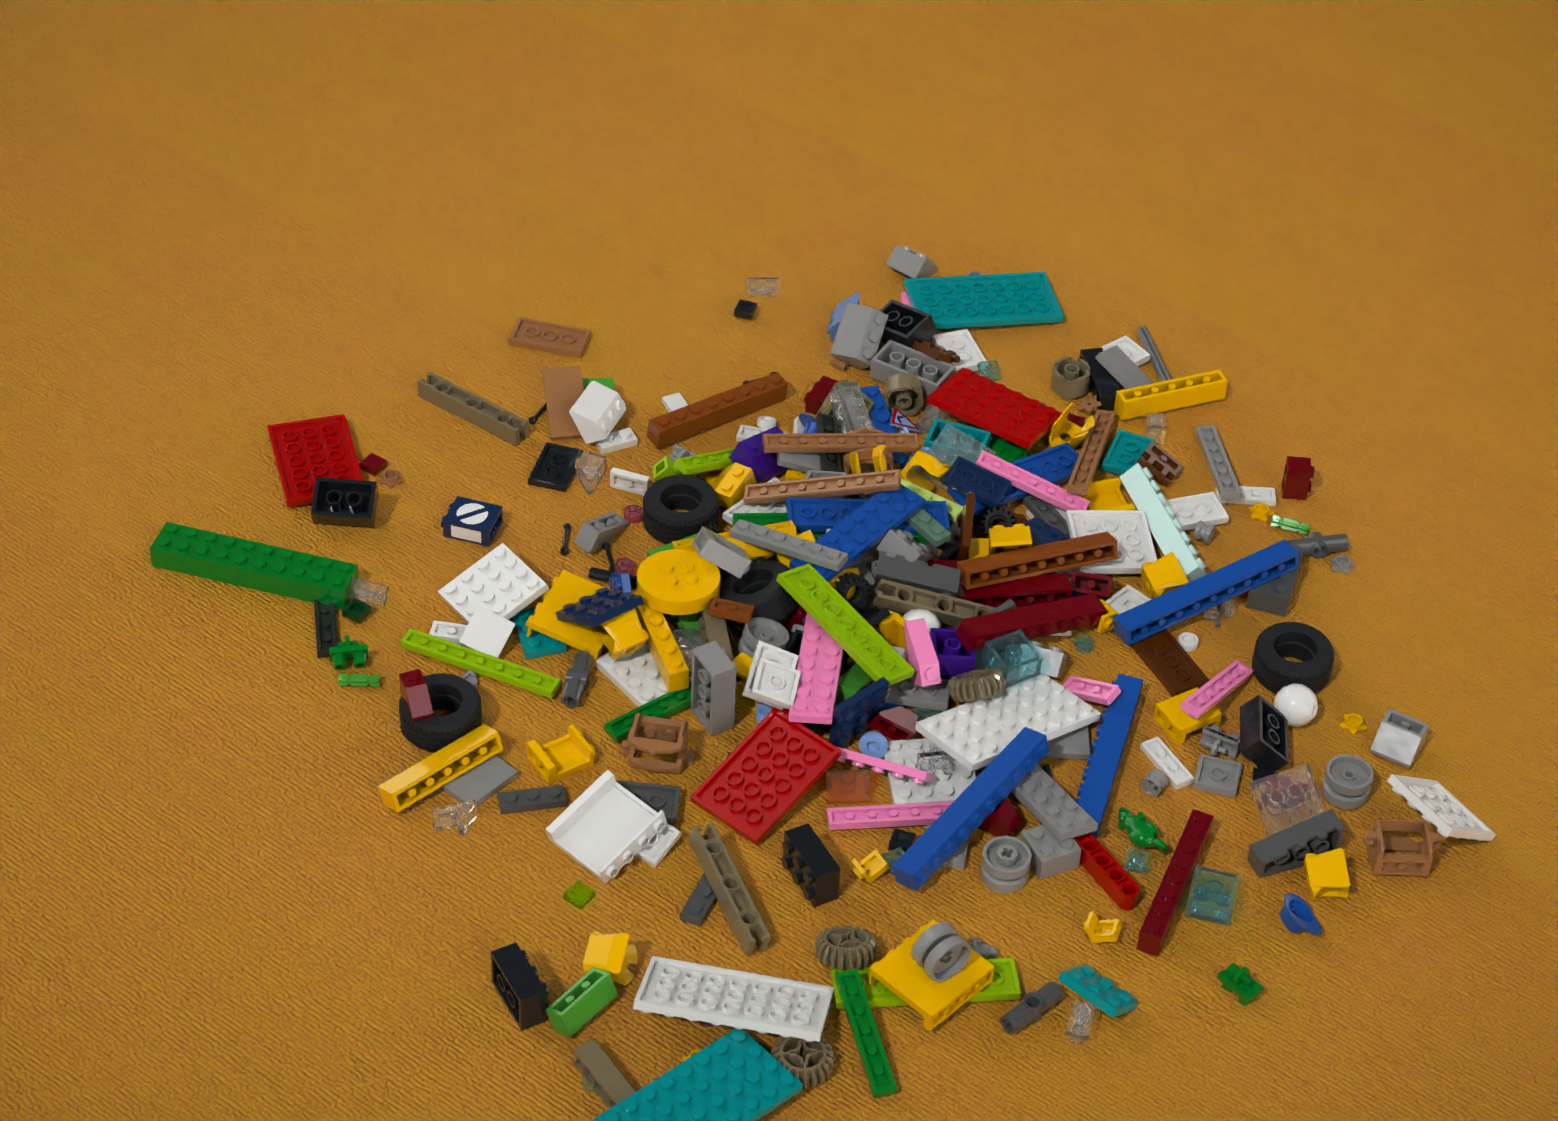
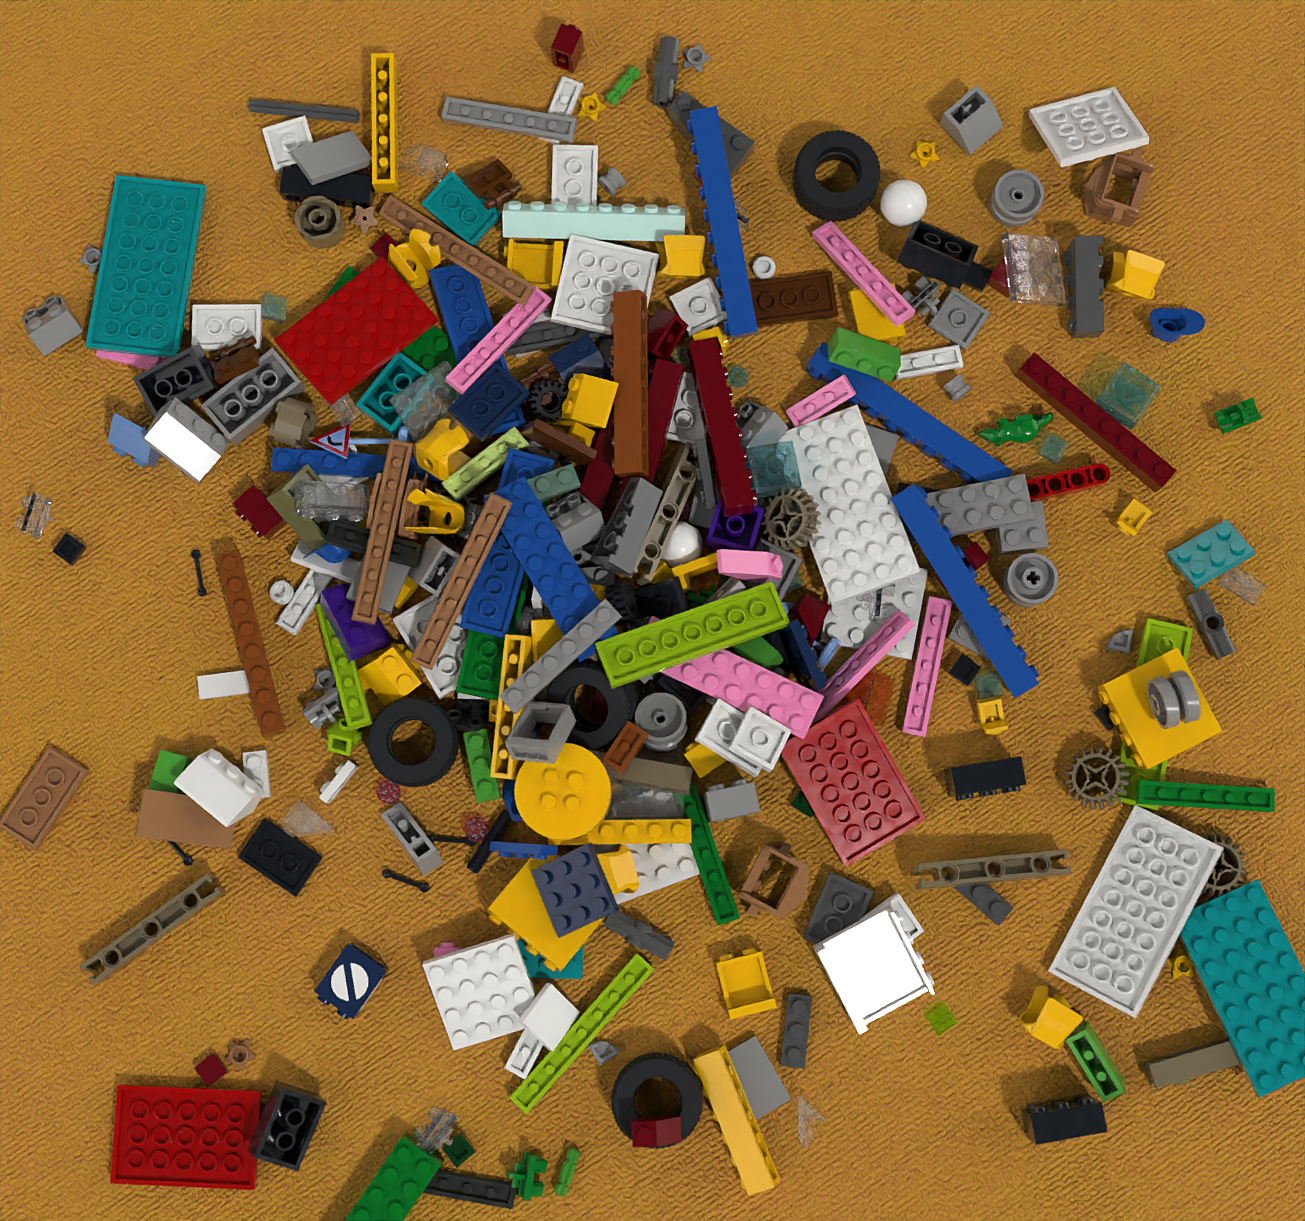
camera: 70 degrees left, 40 degrees up
(1146, 703) = (864, 354): none -> bright green brick

